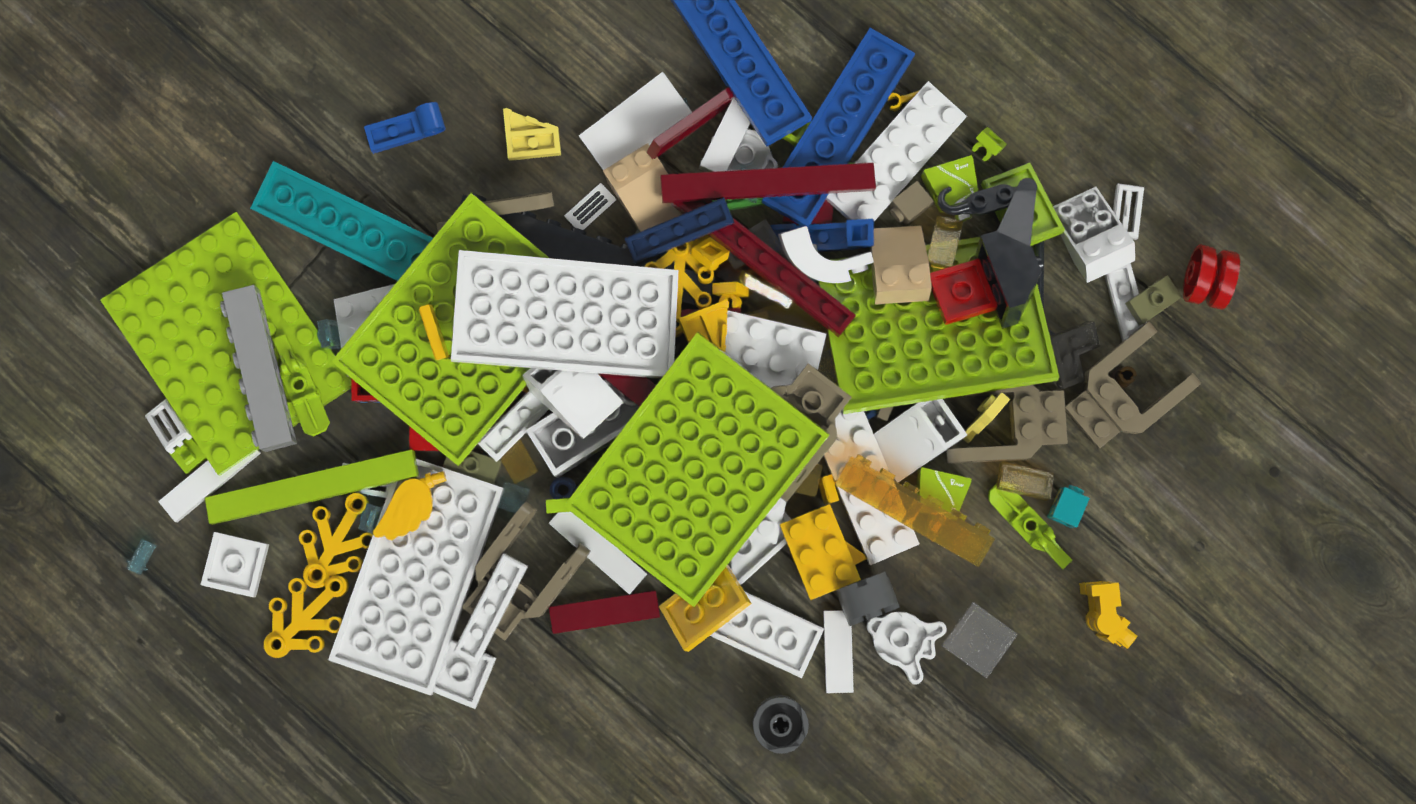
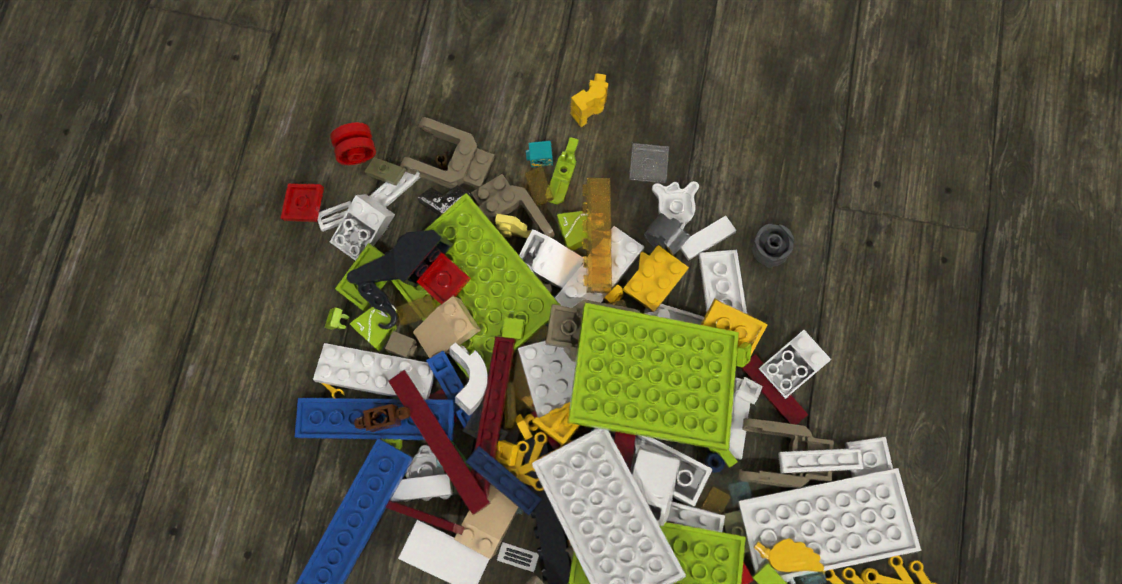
camera: 115 degrees left, 10 degrees down
(618, 575) = (749, 390): none -> white bracket
(619, 656) = (794, 364): none -> white slope
(665, 598) = (743, 354): none -> lime tile
(833, 117) = (369, 421): none -> reddish brown piece
(852, 341) = (513, 328): none -> lime tile
(1166, 177) = (302, 202): none -> red plate

